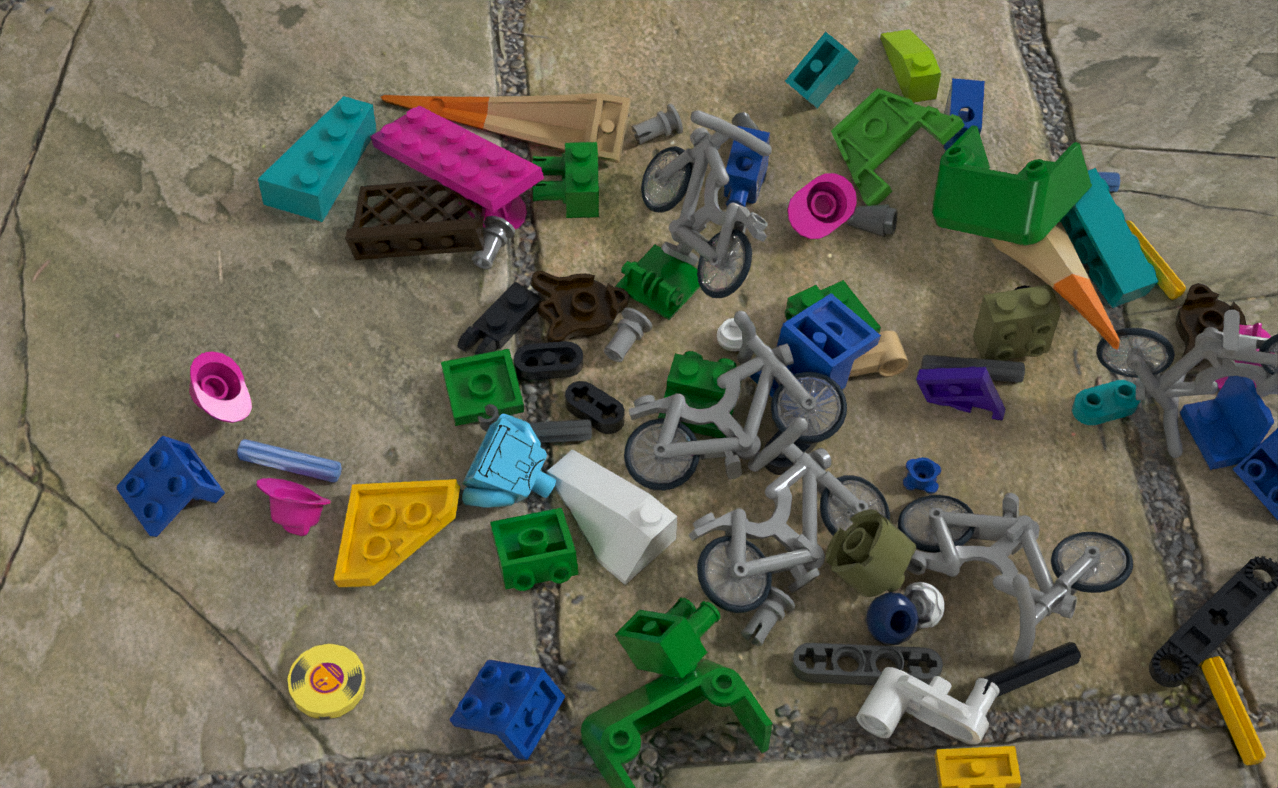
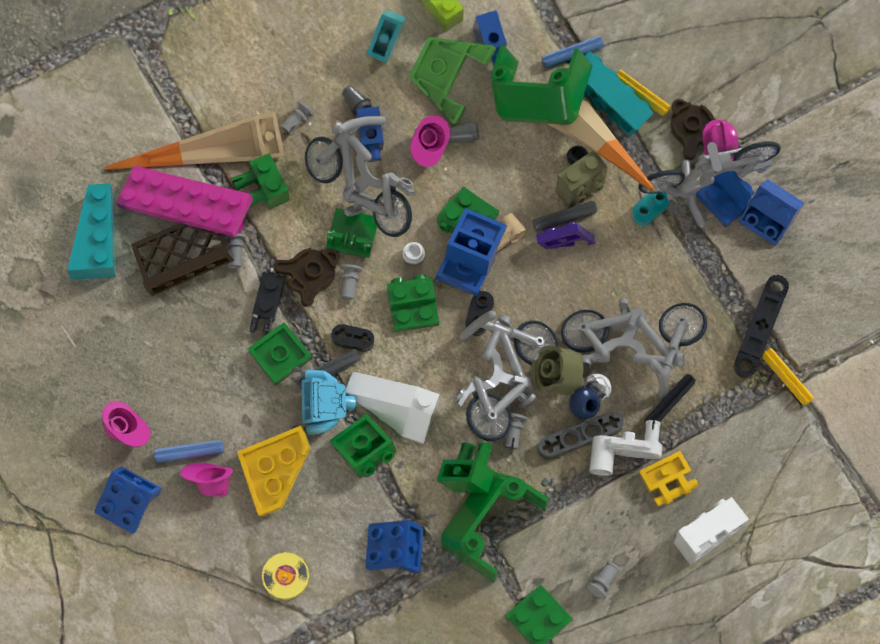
camera: 25 degrees left, 15 degrees up
(548, 360) = (309, 317): black plate -> none
(666, 452) = (481, 290): piece -> none
(923, 467) = (566, 296): blue plate -> none

